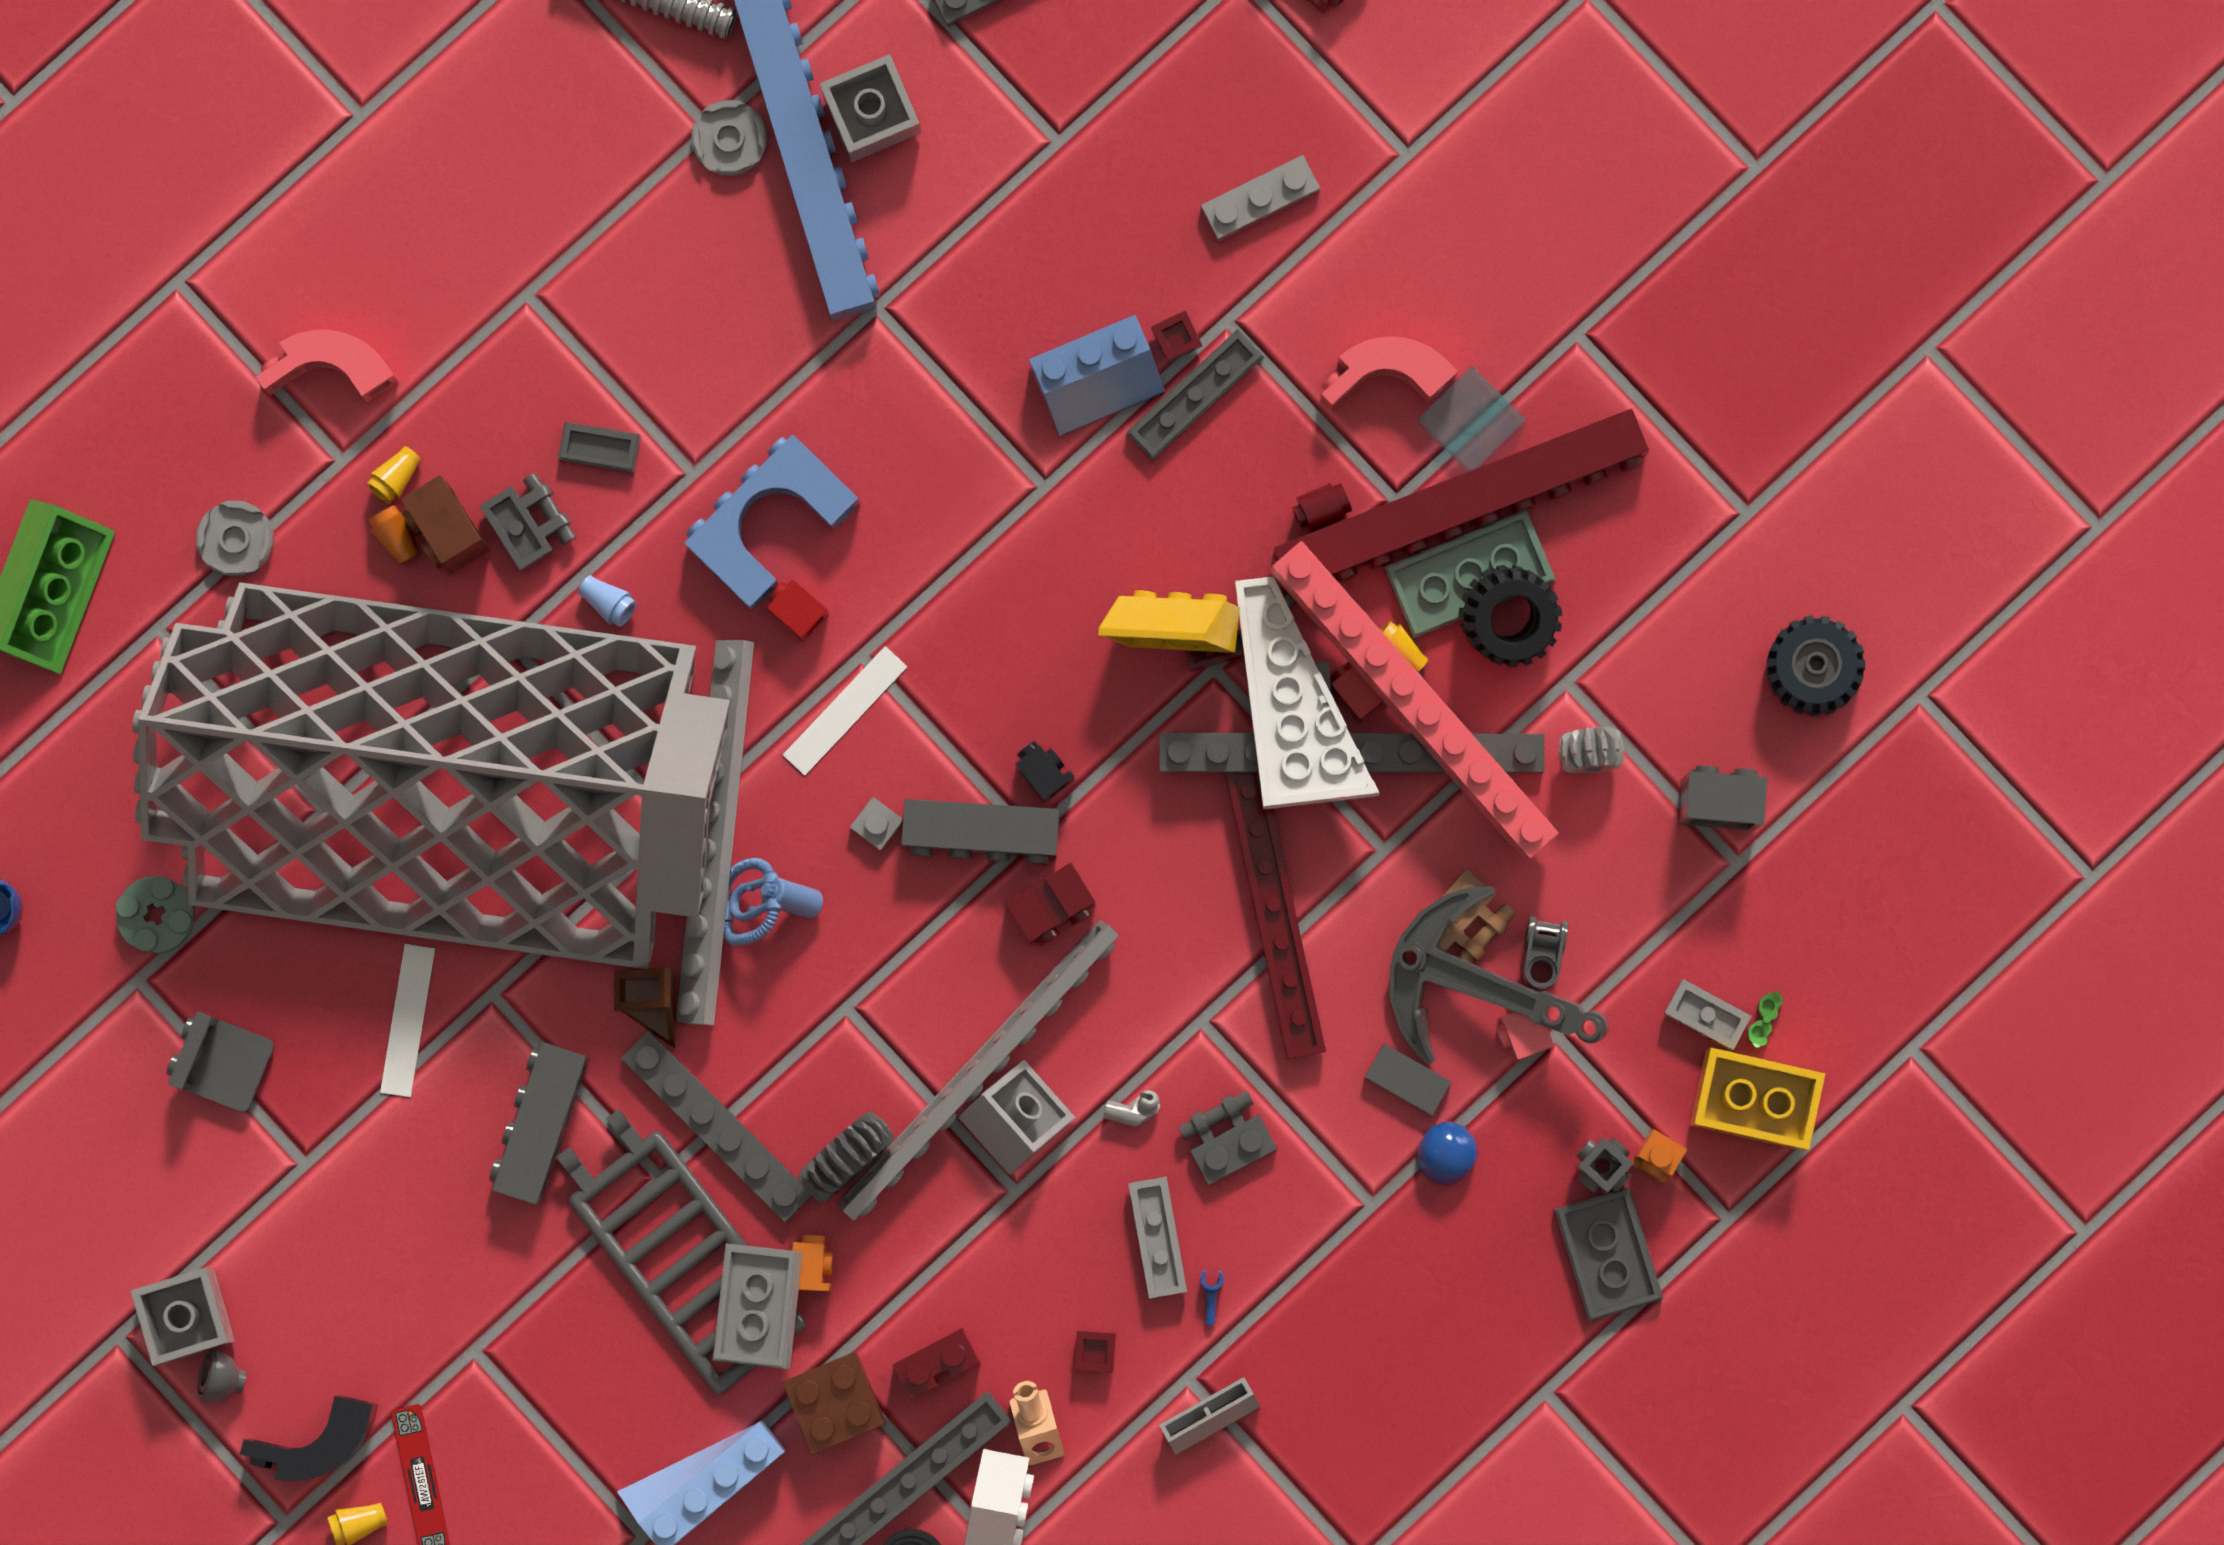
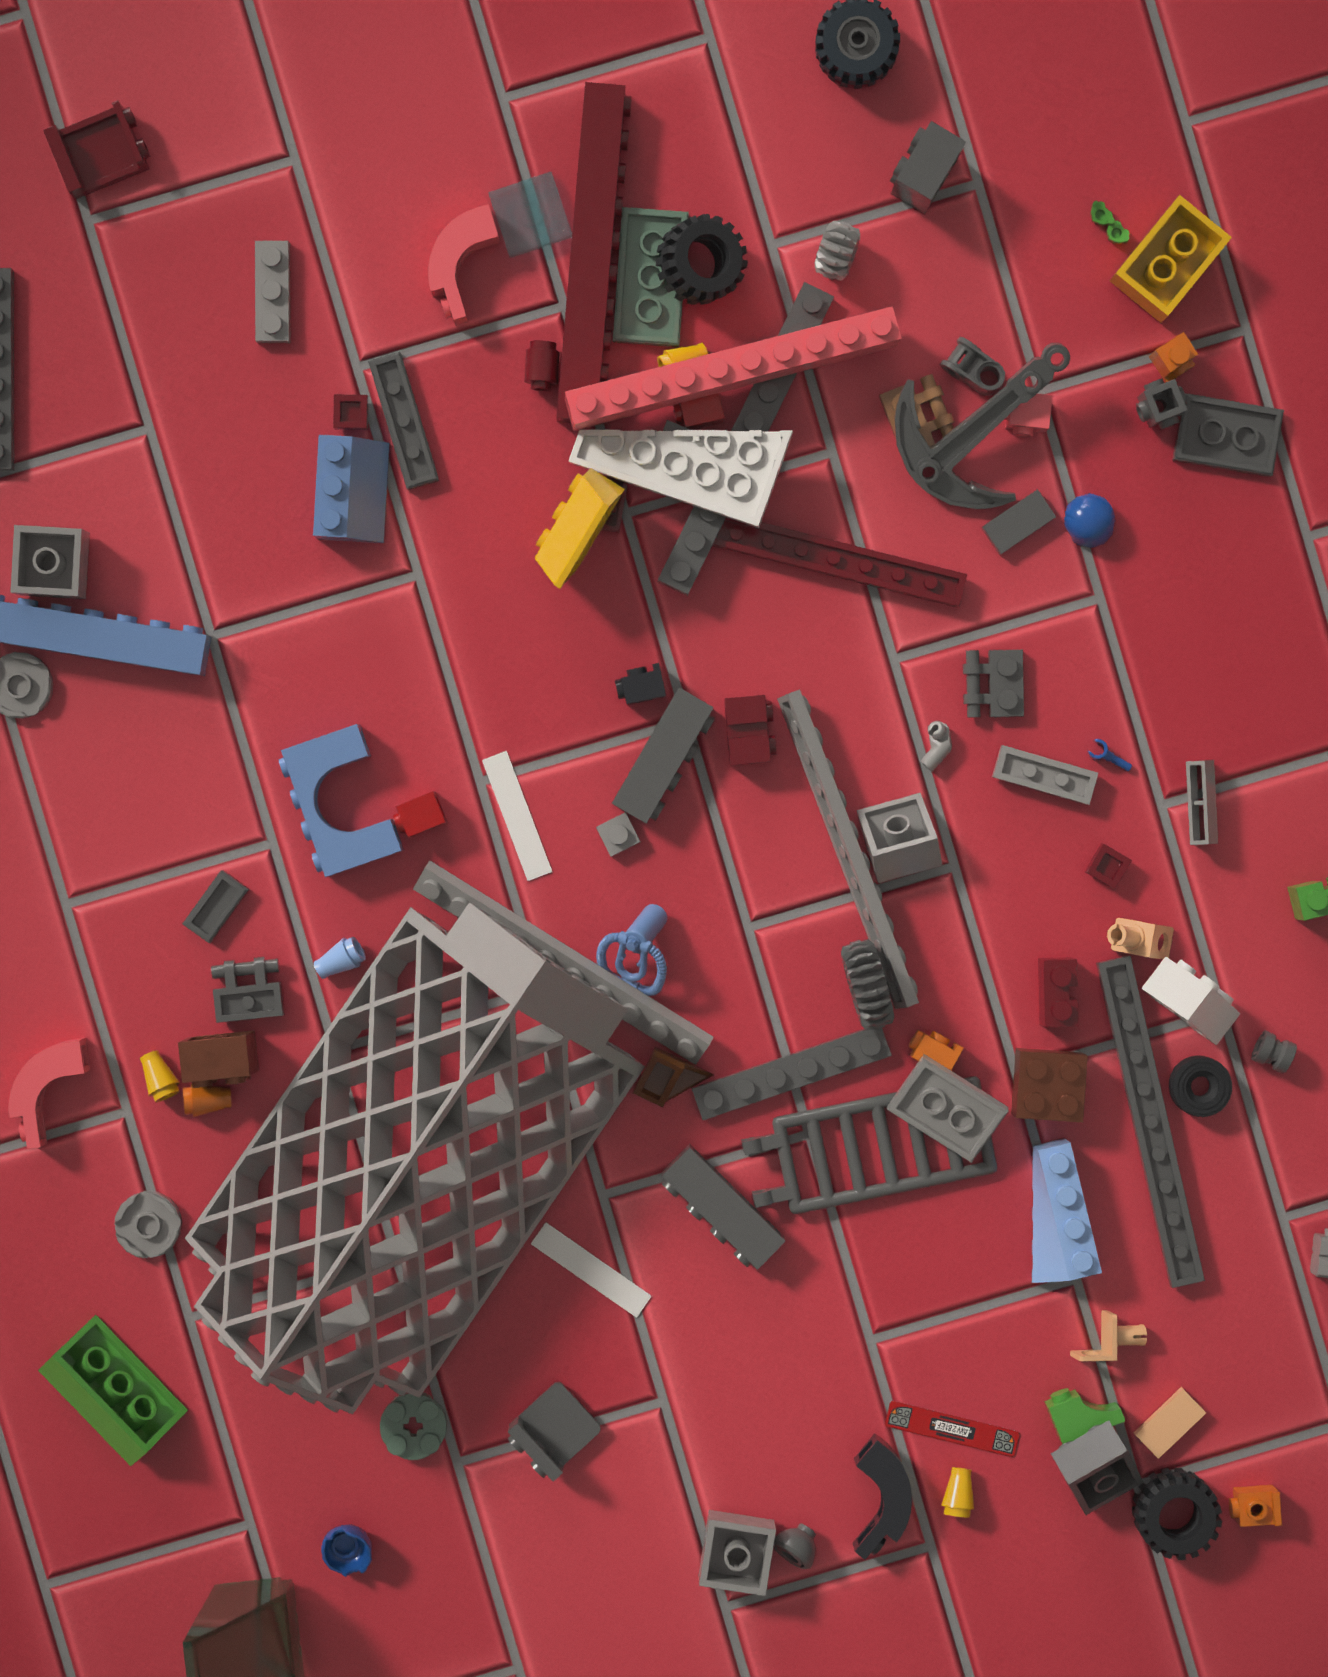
camera: 60 degrees left, 5 degrees up
(1707, 1015) = (1084, 265): light grey plate -> none

